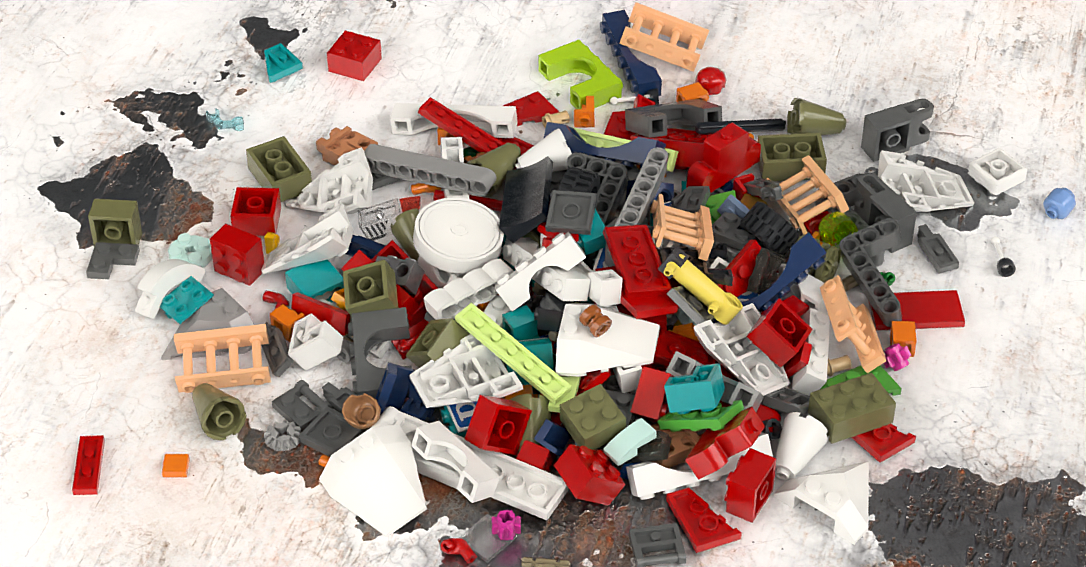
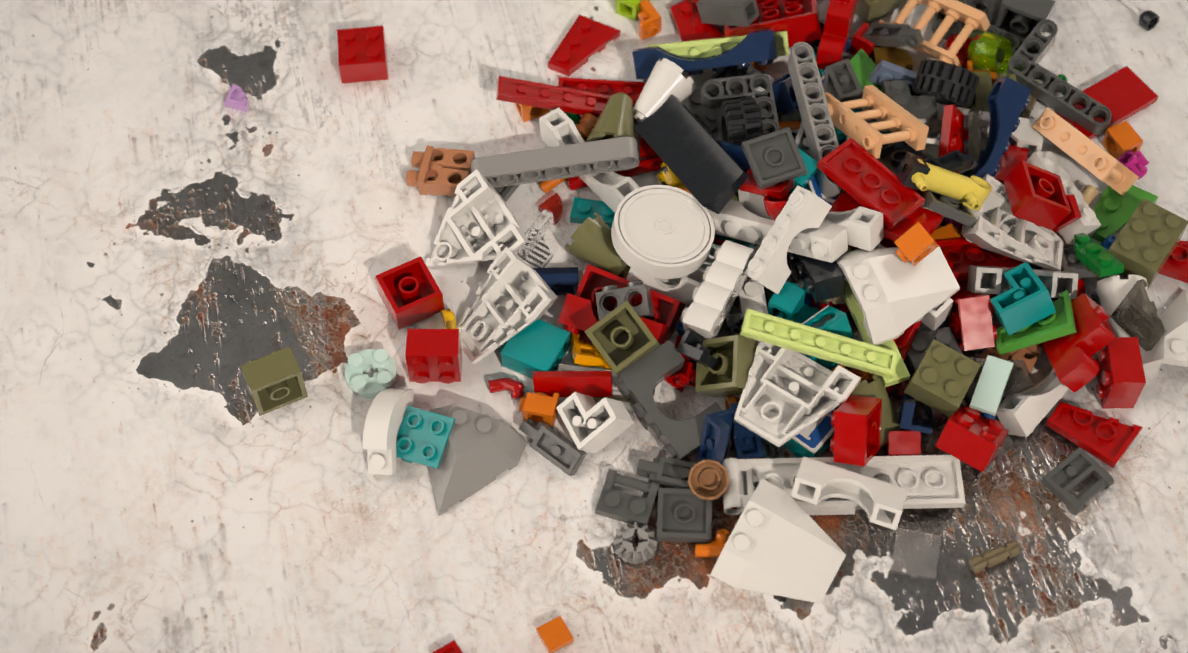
camera: 30 degrees left, 15 degrees up
(110, 254) = (286, 416): dark grey plate -> none
(218, 411) = (553, 550): olive cone -> none
(222, 339) = (488, 475): light nougat fence -> none
(236, 123) = (280, 201): clear light blue arm -> none
(245, 52) = (236, 99): none -> lavender tile
(278, 166) = (393, 229): olive brick -> none
(280, 62) = (287, 96): teal wing -> none
(420, 318) = (692, 348): none -> black bracket
(458, 547) = (902, 579): red arm -> none
(495, 120) = (569, 71): white arch -> none
(506, 525) = (933, 533): dark pink gear -> none
(559, 118) = (618, 44): tan pin -> none
(595, 320) = (894, 274): dark orange wheel -> none
(630, 308) = (915, 244): none -> orange brick
(795, 450) = (1139, 317): none -> clear smoke wing
(797, 397) = (1096, 257): none -> green hinge
(936, 250) = (1079, 30): dark grey hinge -> none

